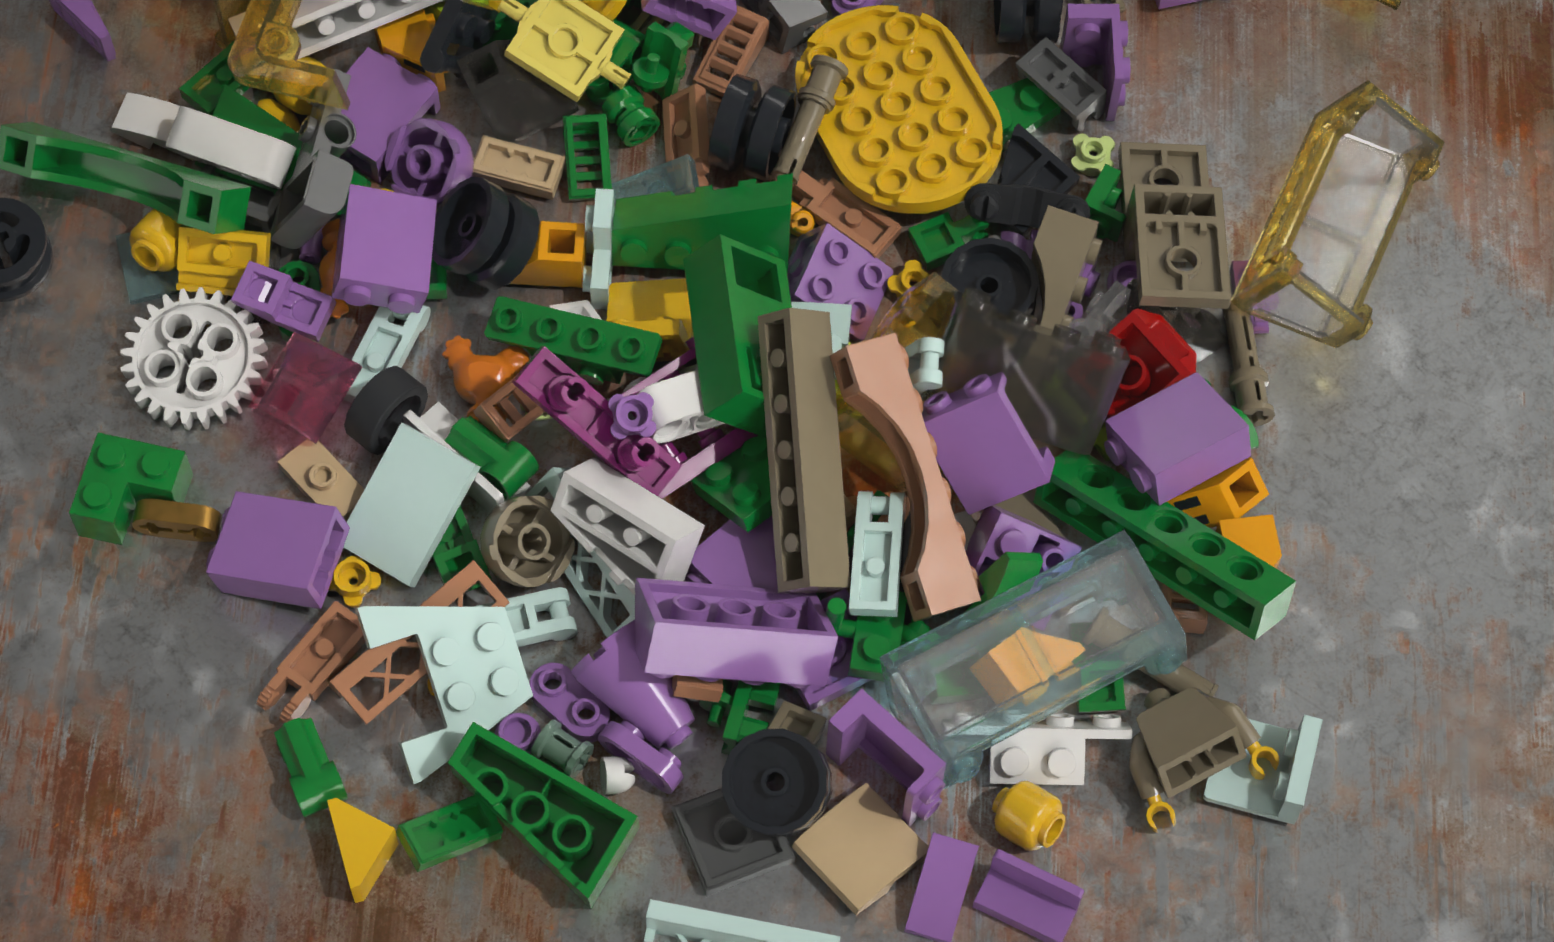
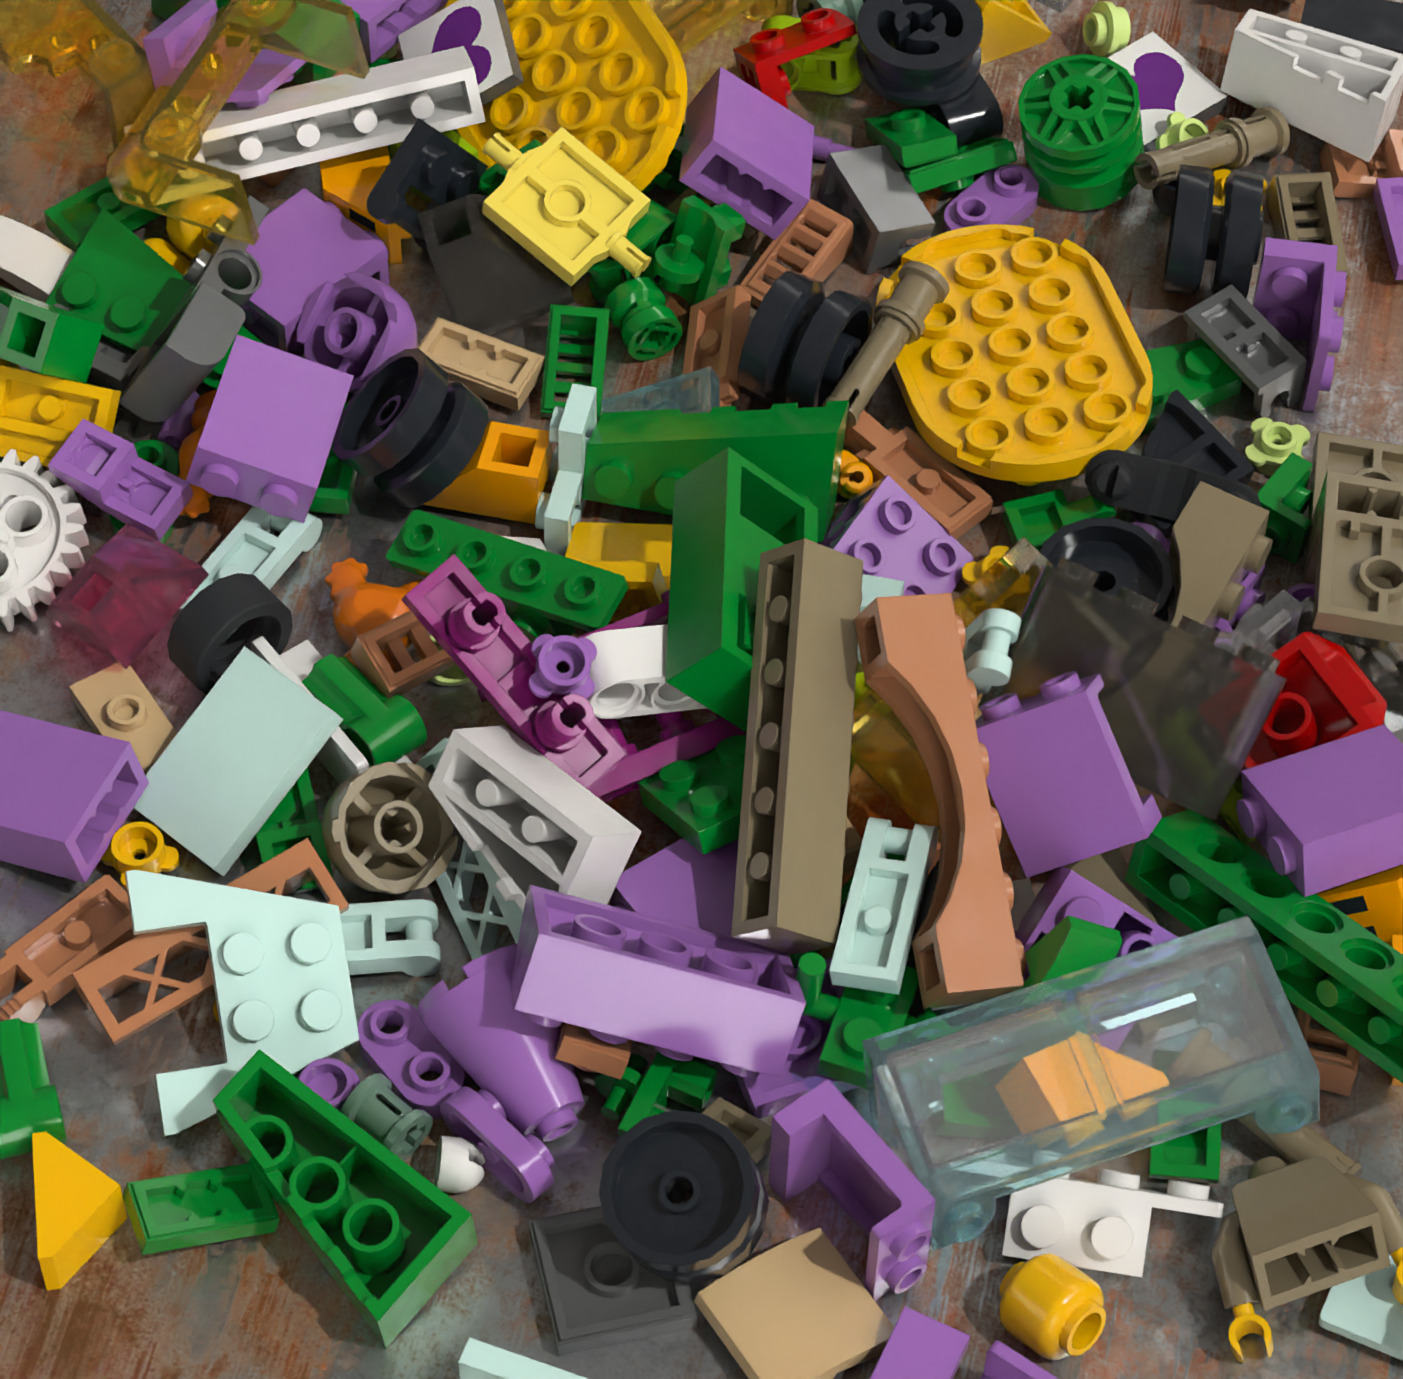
camera: 10 degrees right, 10 degrees down
(230, 147) = (92, 282): white beam -> none

